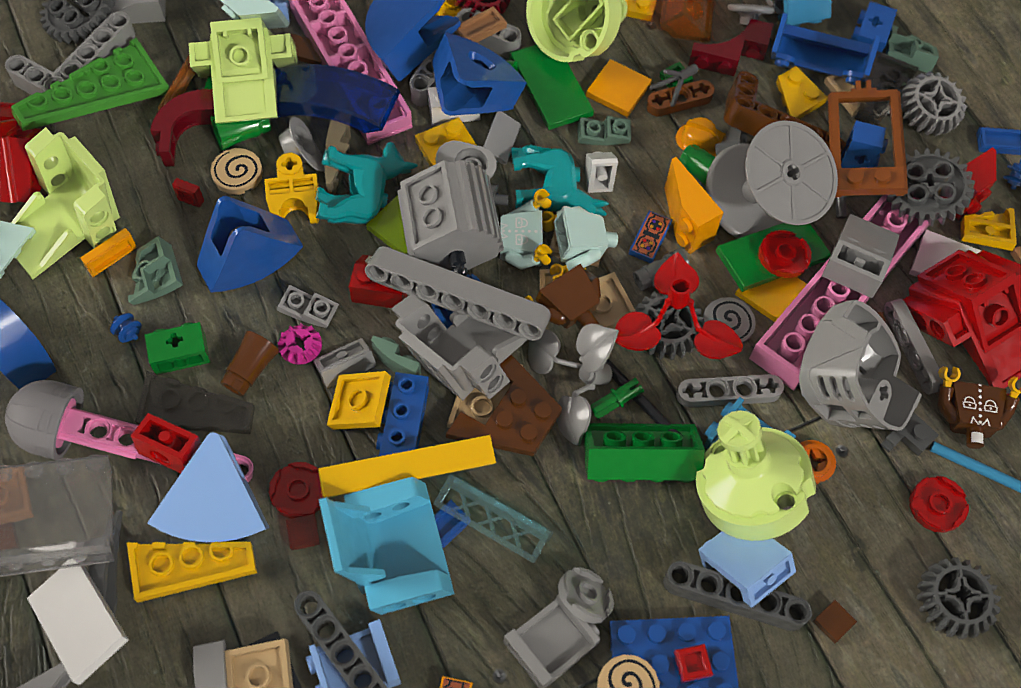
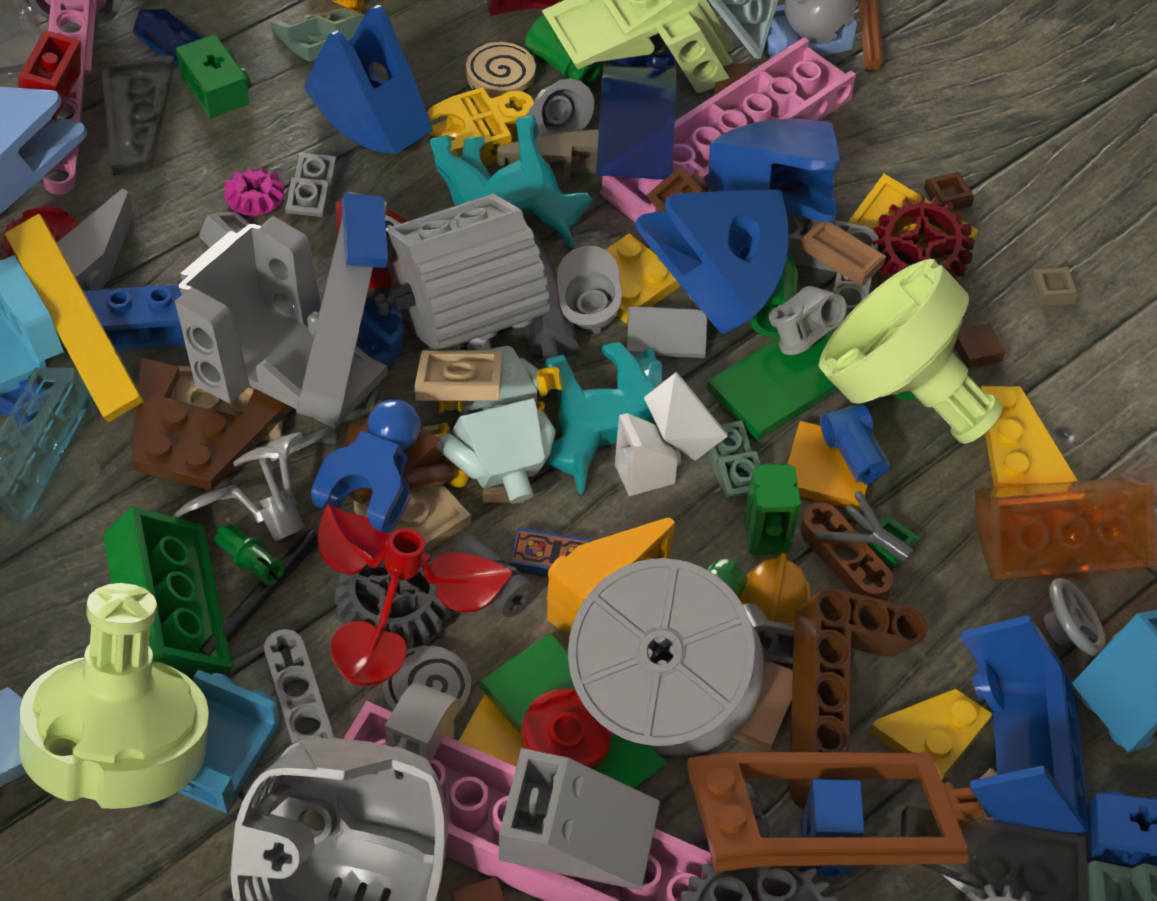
camera: 75 degrees right, 10 degrees down
(114, 374) = (163, 31): none -> clear blue slope
(125, 327) = (230, 24): blue wheel -> none
(188, 192) = (444, 29): red tile -> none
(248, 363) = (207, 143): reddish brown plant -> none
(321, 447) = (97, 241): none -> light grey slope
(359, 400) = (165, 259): yellow plate -> none
(411, 261) = (364, 230): none -> blue tile
(413, 91) = (676, 183): none -> reddish brown bracket
(528, 58) = (807, 316): none -> light grey piece
(531, 242) = (459, 375): none -> tan tile
(581, 140) = (683, 418): none -> white slope
(594, 297) = (374, 463): none -> blue piece
(610, 66) = (852, 433): none -> blue piece
(656, 116) = (771, 509): none -> green brick
(726, 55) = (960, 601): dark red arch -> none
(781, 313) = (422, 720): none -> light grey brick
(823, 454) = (210, 827): orange gear -> none

